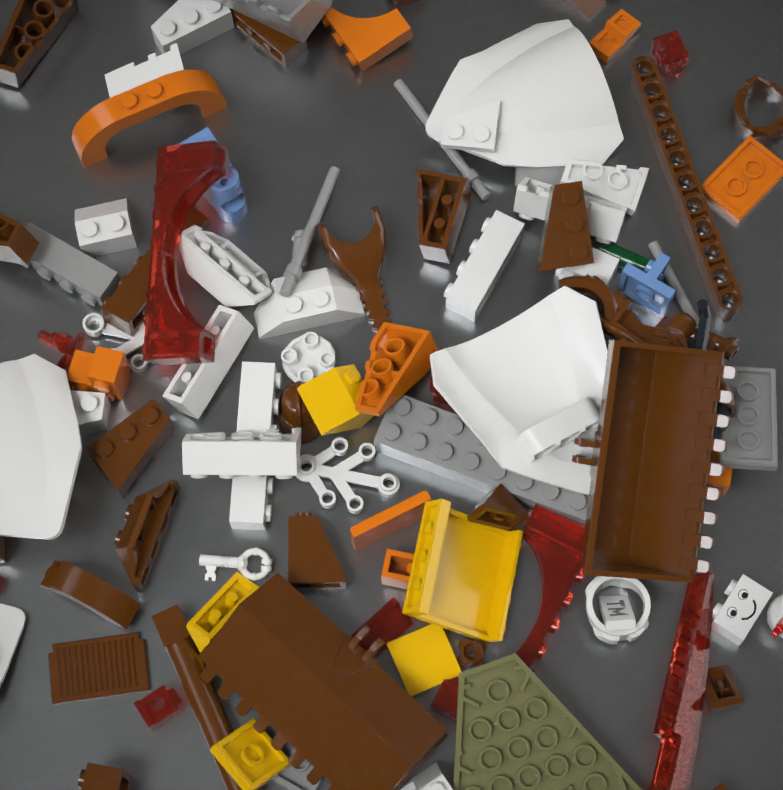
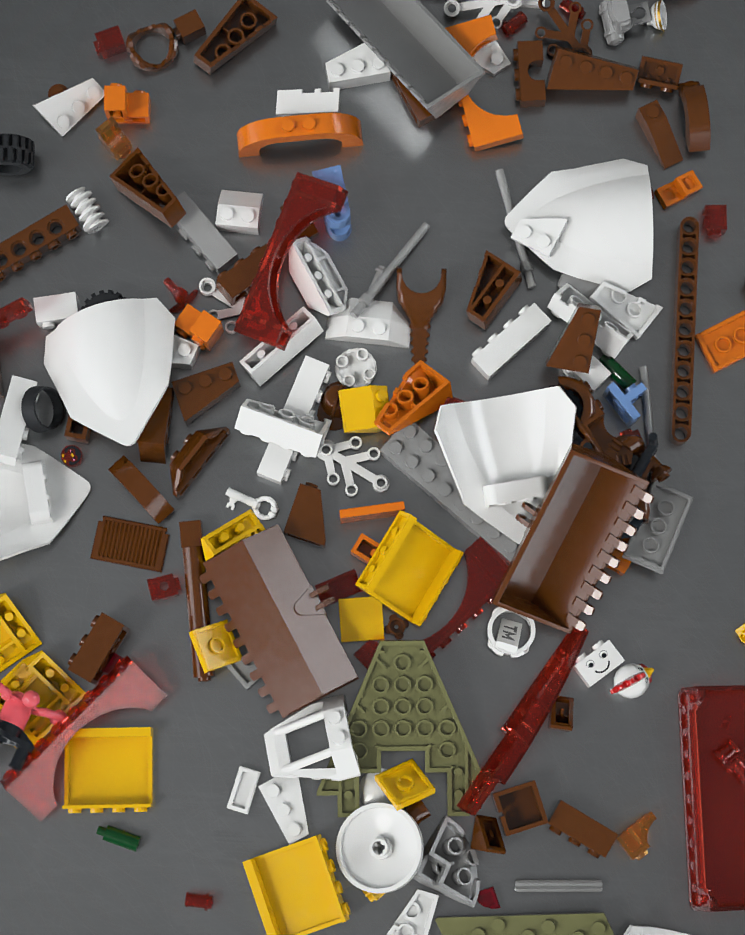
camera: 15 degrees right, 10 degrees up
(84, 517) = (155, 434): none -> reddish brown wedge
(499, 510) = (451, 531): reddish brown slope -> none

